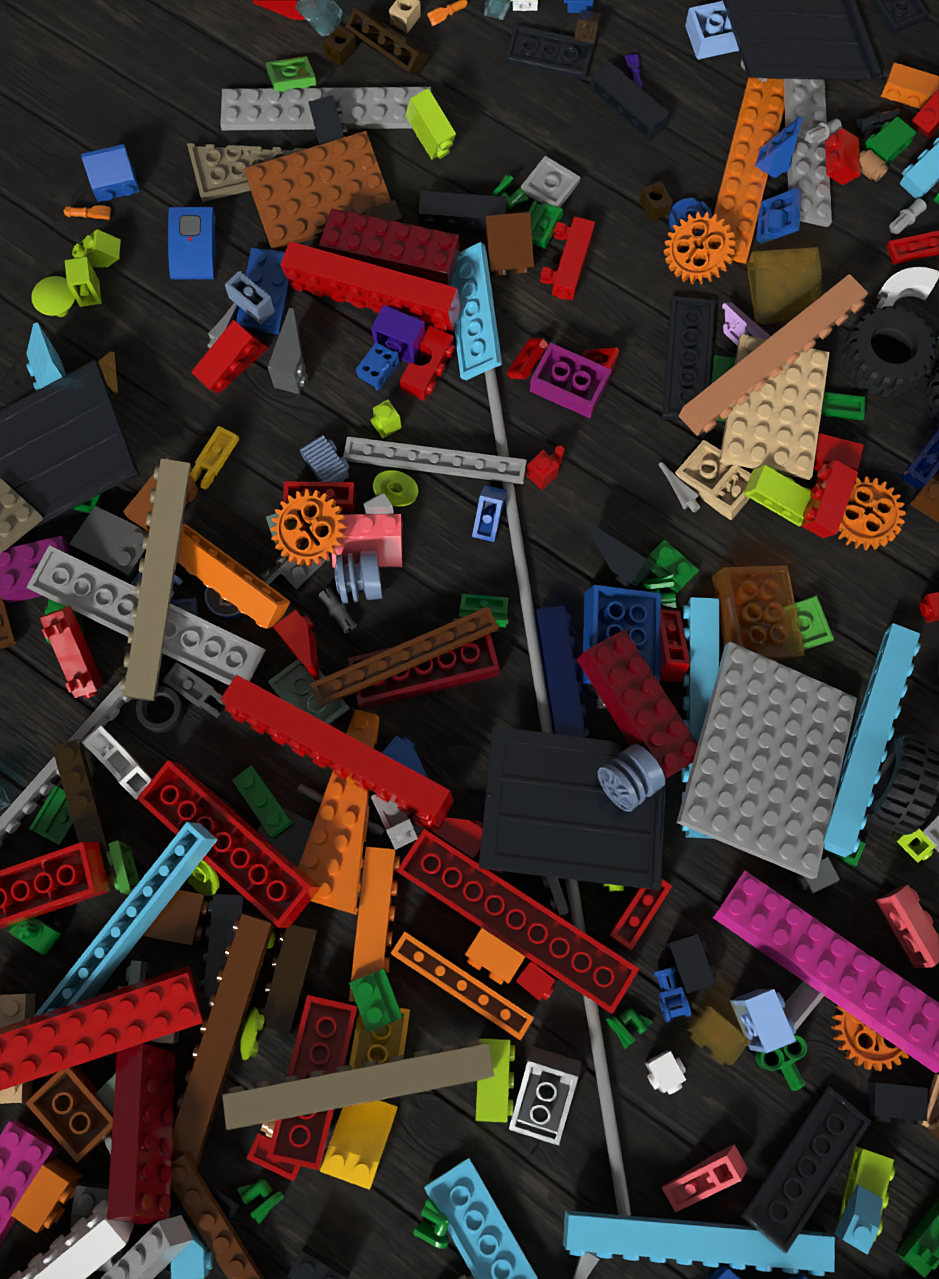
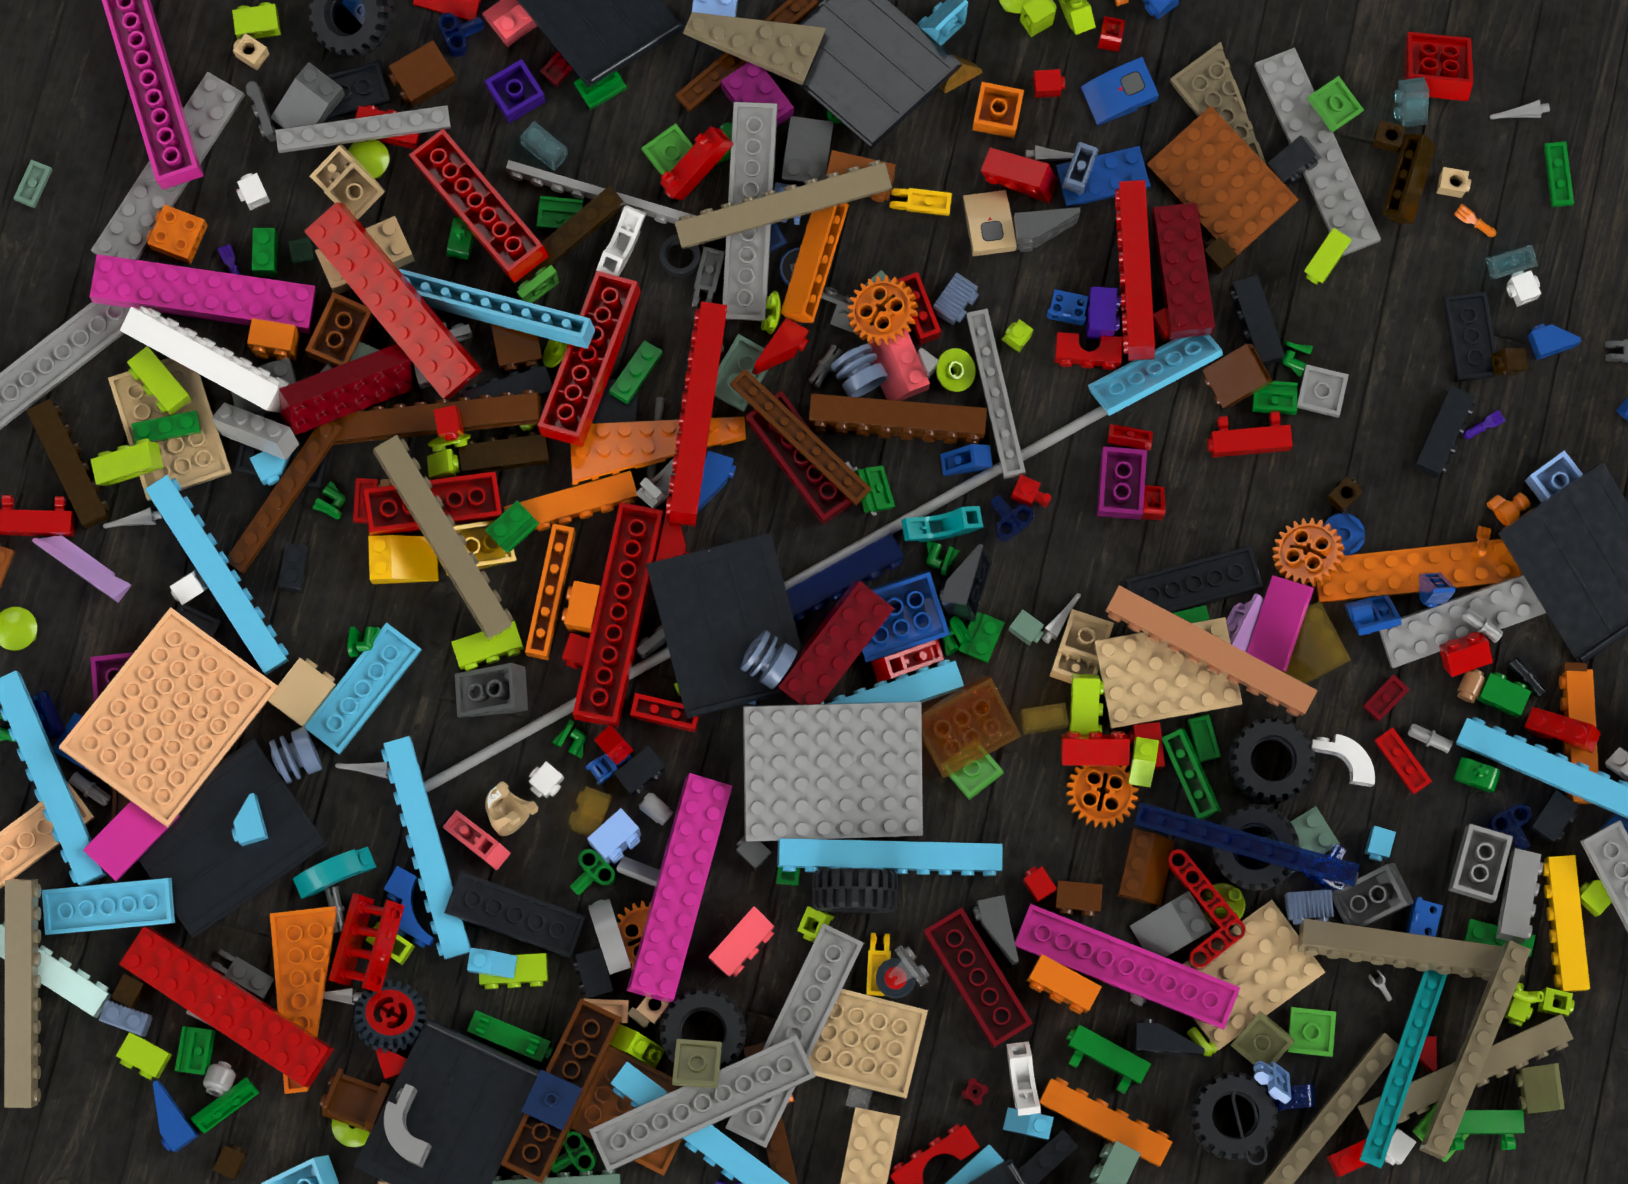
camera: 65 degrees right, 5 degrees up
(44, 678) = (667, 149): none -> bright green plate
(135, 231) = (1111, 34): none -> red slope
(153, 301) = (1048, 83): none -> red brick
(157, 352) = (998, 110): none -> orange brick
(233, 1027) = (449, 423): none -> red brick
(261, 637) = (773, 310): none -> lime dish
(264, 403) = (989, 223): none -> tan slope
(275, 1051) = (443, 465): none -> lime slope
(422, 559) = (897, 418): none -> reddish brown brick
(547, 556) = (943, 526): none -> teal arch
(564, 494) = (1010, 518): none -> clear blue beam
(576, 584) = (933, 561): none -> green piece
(657, 981) = (613, 744): none -> red brick
(678, 520) = (1027, 628): none -> sand green brick
(685, 1129) = (506, 810): none -> tan piece
(721, 80) = (1506, 510): none -> orange piece
(735, 106) = (1483, 536): none -> orange piece
(736, 962) = (655, 808): none -> light grey piece
(758, 293) = (1279, 622): none -> dark pink tile
(775, 538) = (1044, 718): none -> clear yellow brick
(858, 238) = (1386, 698): none -> dark red plate
(859, 457) = (1143, 761): none -> lime slope
(865, 1068) = (609, 936): none -> light grey arch
(879, 425) = (1191, 774): none -> green brick
(884, 80) = (1573, 666): none -> reddish brown tile

